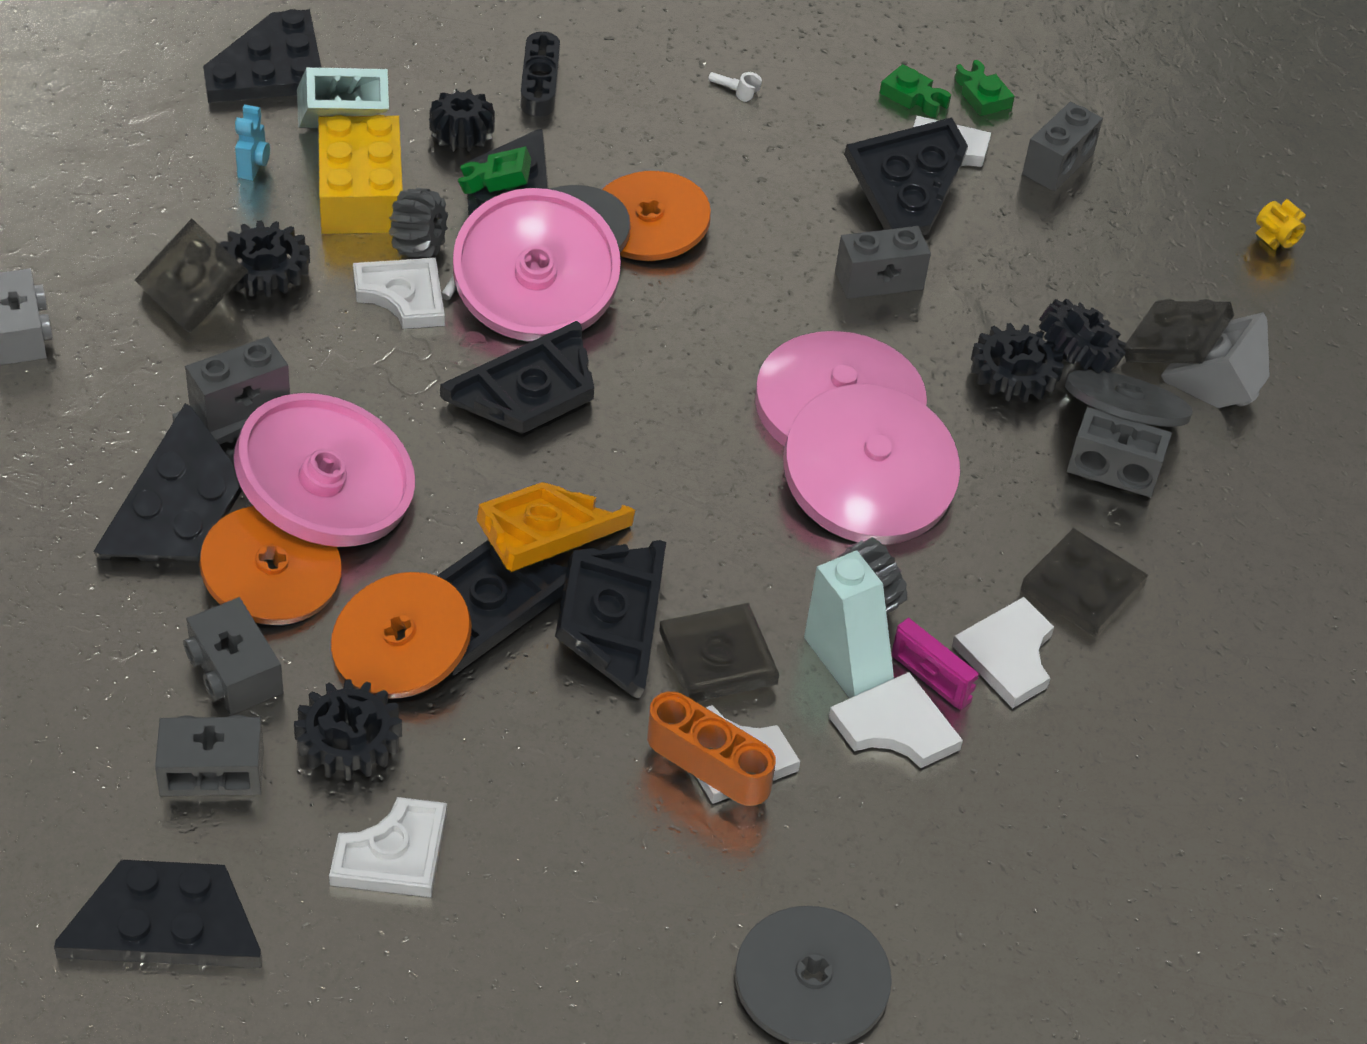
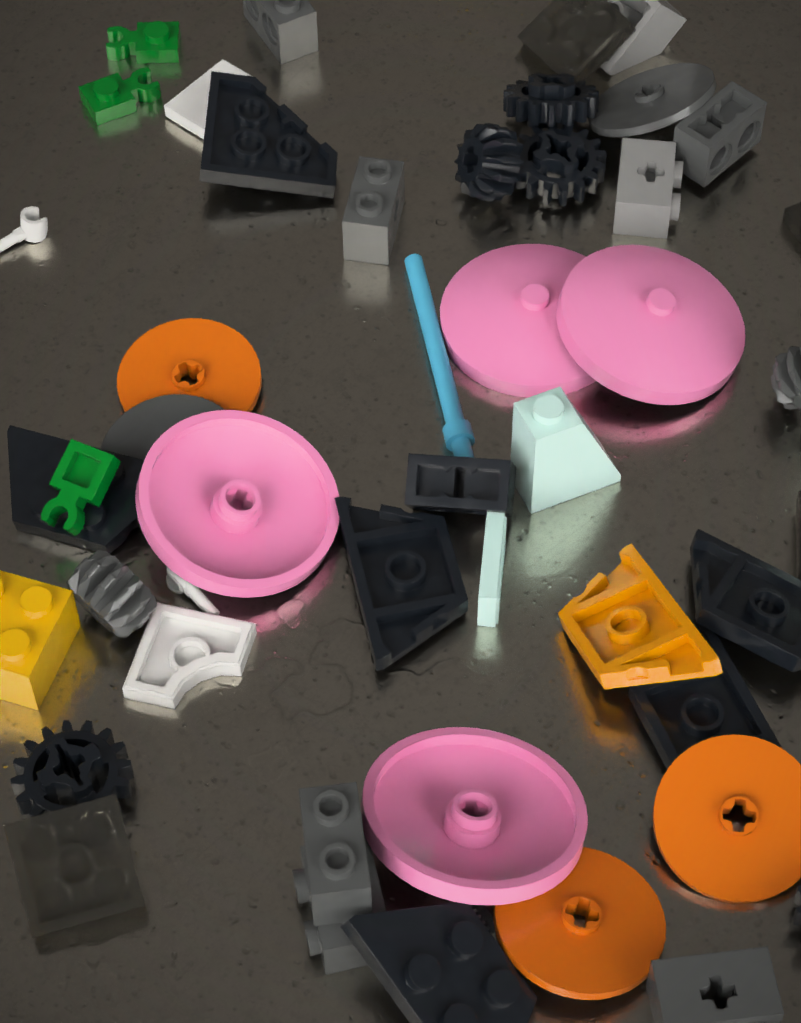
camera: 60 degrees left, 5 degrees up
(561, 429) = (492, 569): none -> light aqua tile
(622, 383) = (460, 484): none -> black brick
(687, 428) = (556, 452): none -> light aqua slope
(692, 380) = (457, 430): none -> medium azure bar
(976, 311) = (489, 162): none -> black gear
(1028, 425) = (646, 188): none -> light grey brick

